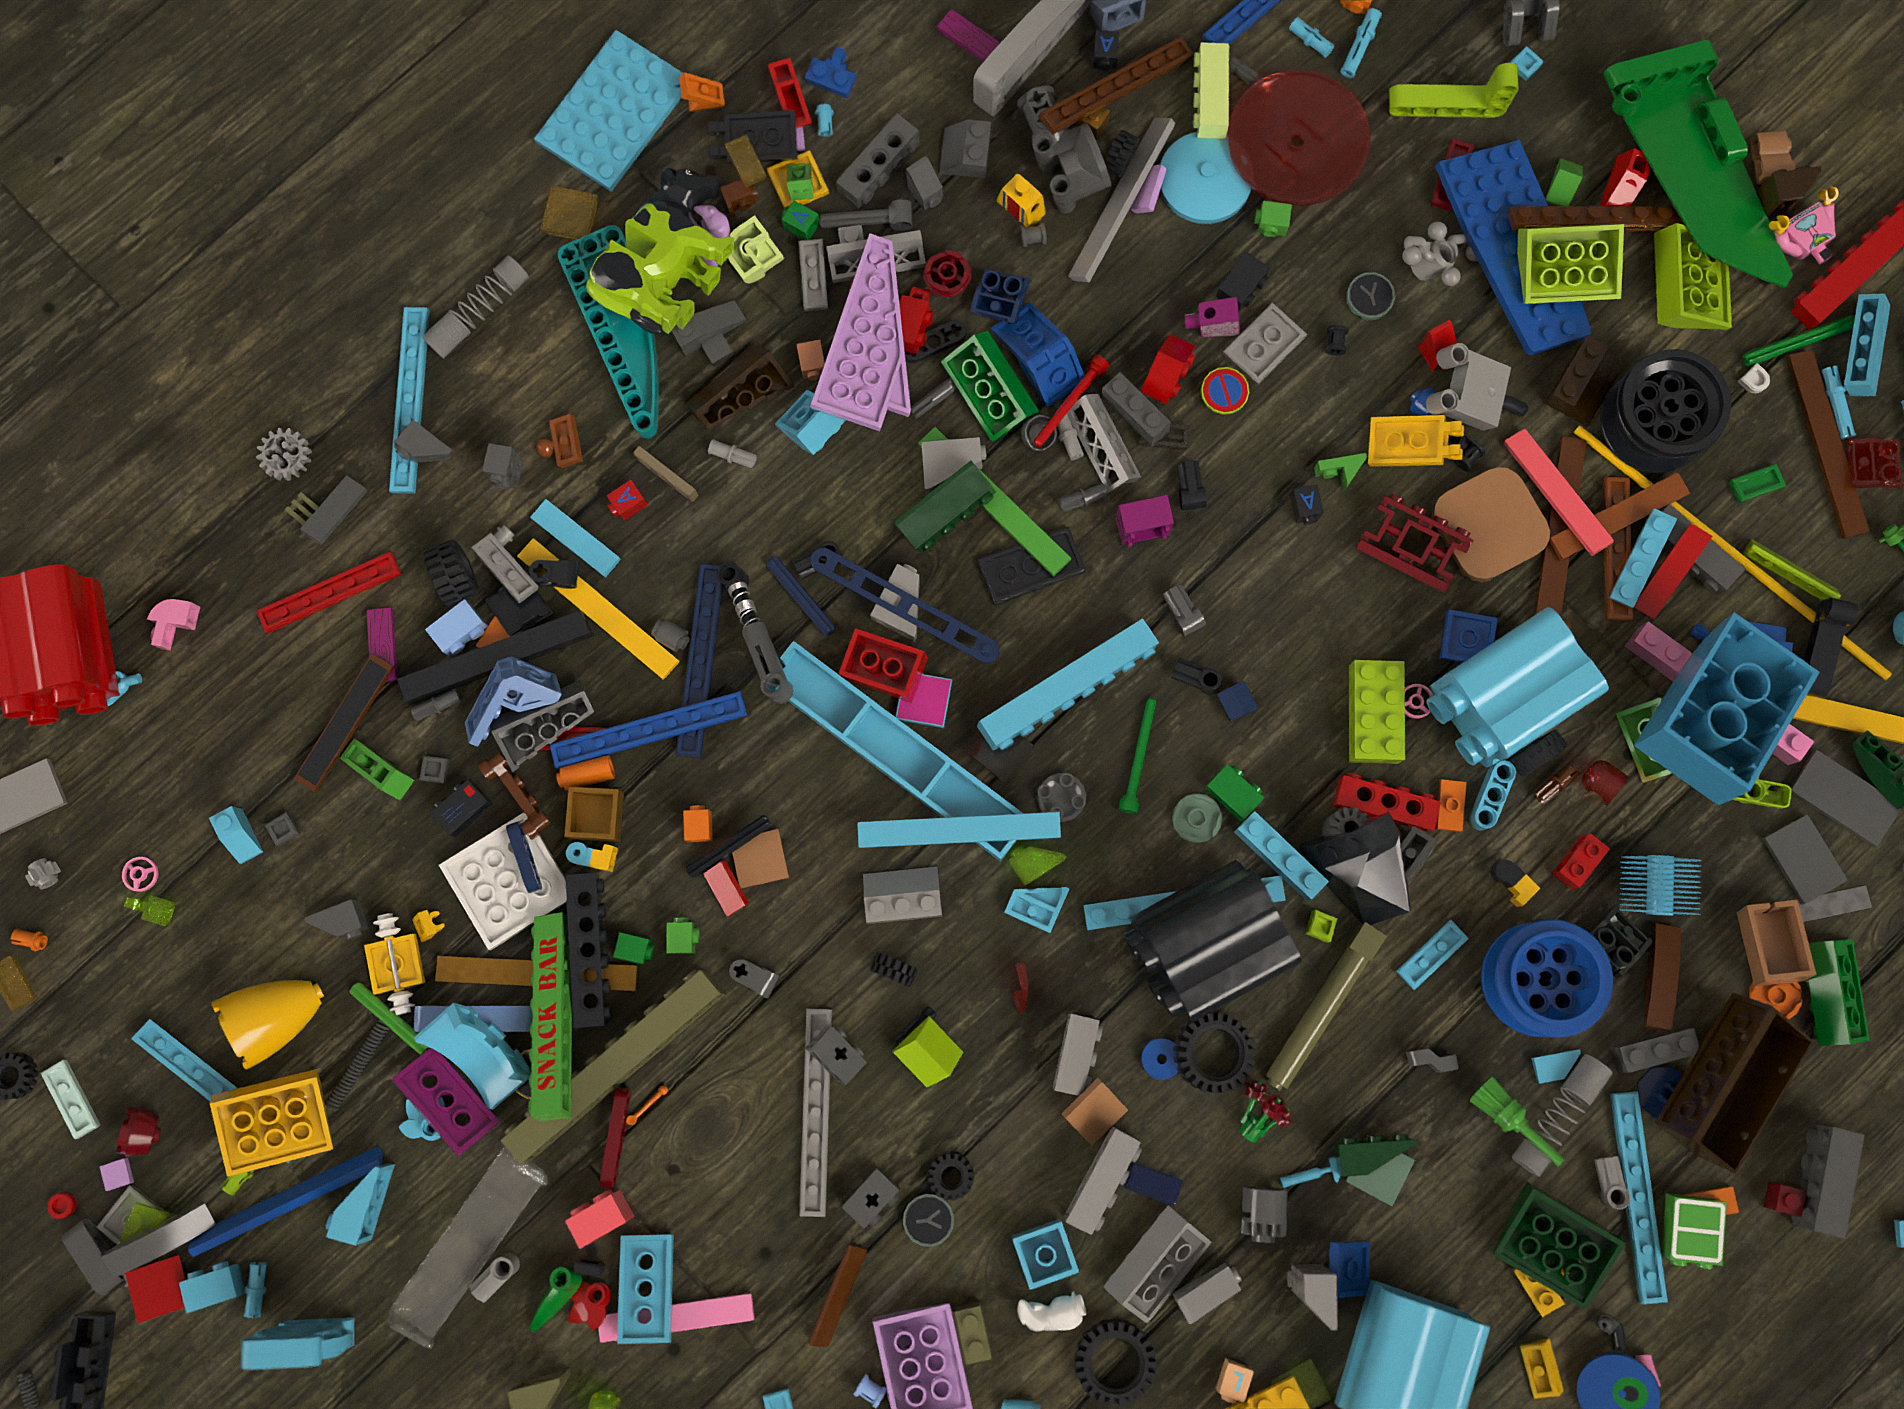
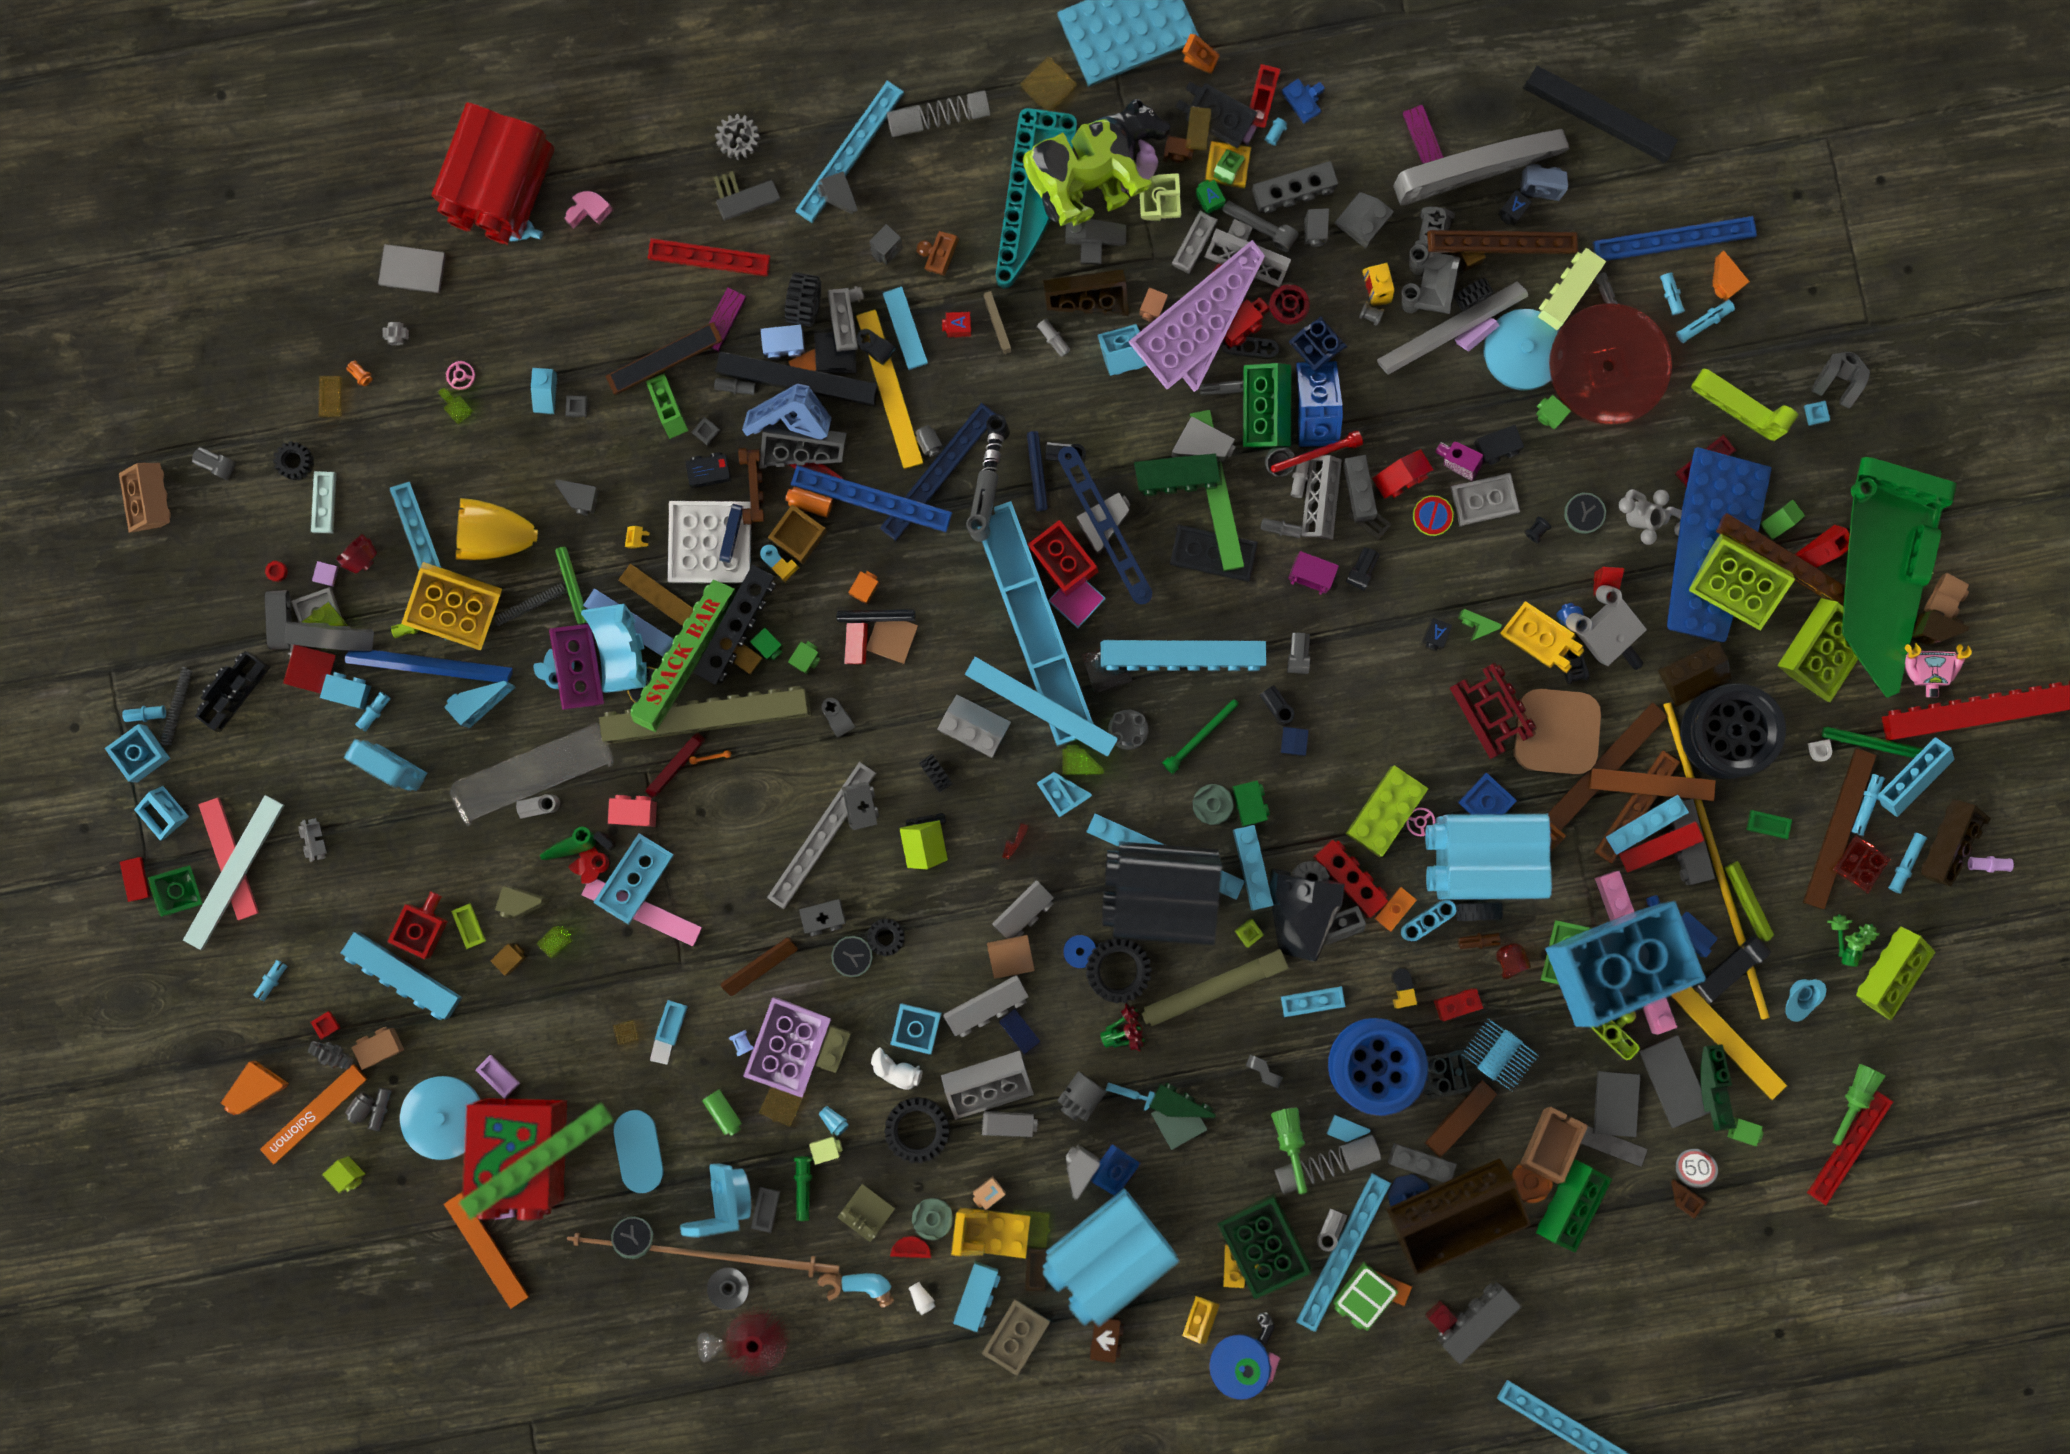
camera: 30 degrees right, 5 degrees up
(394, 964) = (597, 550): yellow plate -> none
(1558, 492) = (1620, 739): coral tile -> none

